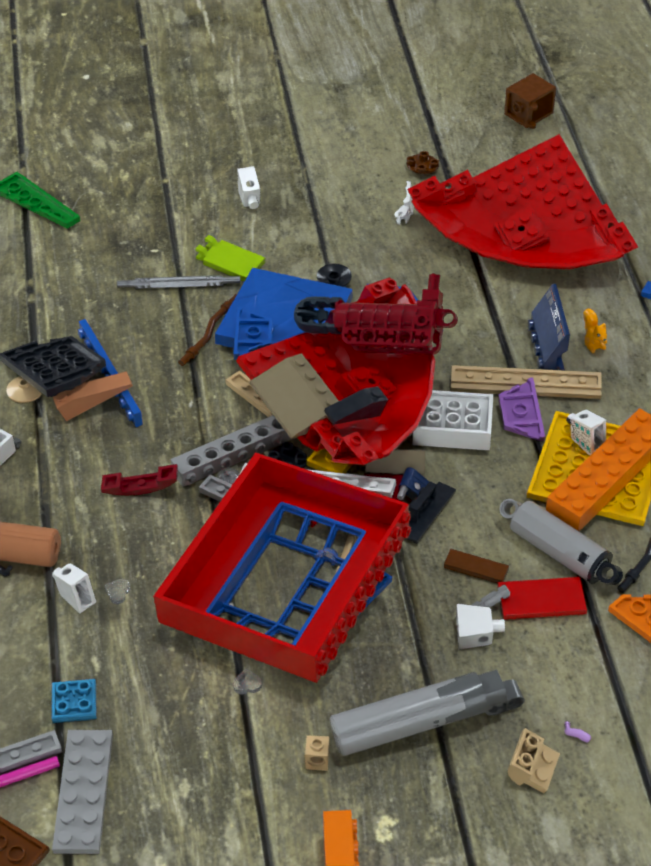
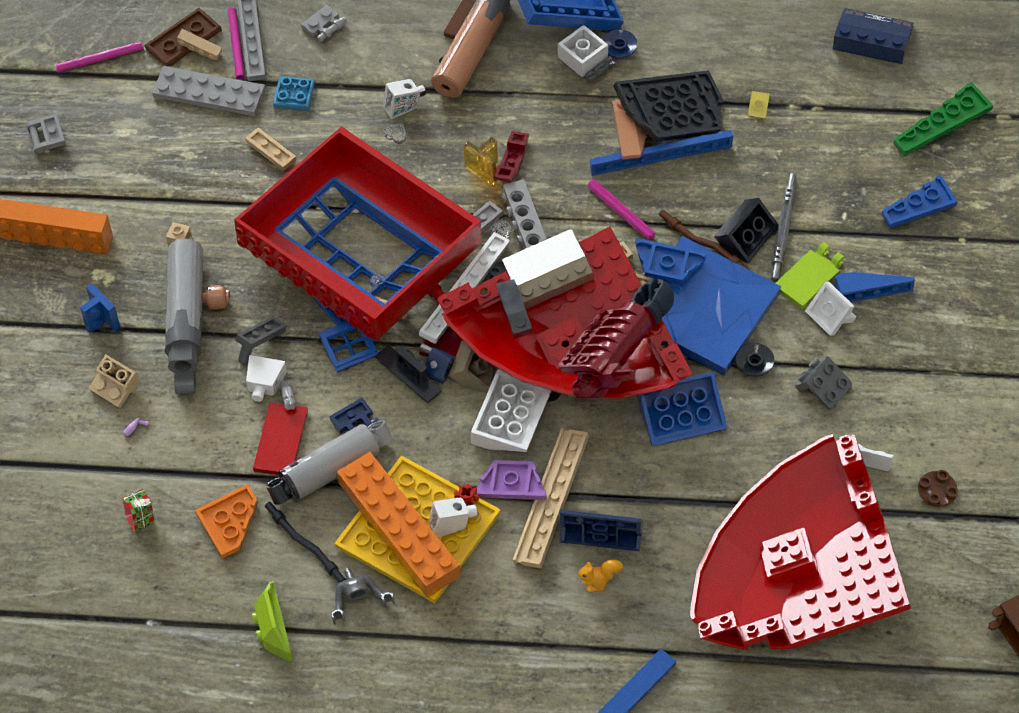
camera: 105 degrees right, 10 degrees up
(16, 813) = (199, 45): none -> tan piece
(34, 313) = (758, 104): none -> light yellow bracket
(134, 202) = (926, 201): none -> blue wing
(152, 495) = (482, 160): none -> clear yellow bracket
(165, 699) = (270, 149): none -> tan plate
(183, 392) = (621, 210): none -> dark pink axle
(189, 302) = (747, 229): none -> black slope
(238, 229) = (865, 286): none -> blue slope
(249, 195) = (914, 304): white torso -> none
(268, 235) = (830, 309): none -> white bracket
(340, 236) = (825, 381): none -> dark grey bracket
(387, 688) = (216, 297): none -> nougat head
(421, 558) = (352, 360): none -> blue piece
(431, 635) = (258, 335): none -> dark grey piece
(448, 799) = (98, 311): none -> blue bracket
(476, 566) = (333, 397): reddish brown tile -> none
(495, 544) = (351, 415): none -> dark blue plate
(558, 428) = (468, 494): none -> red gear

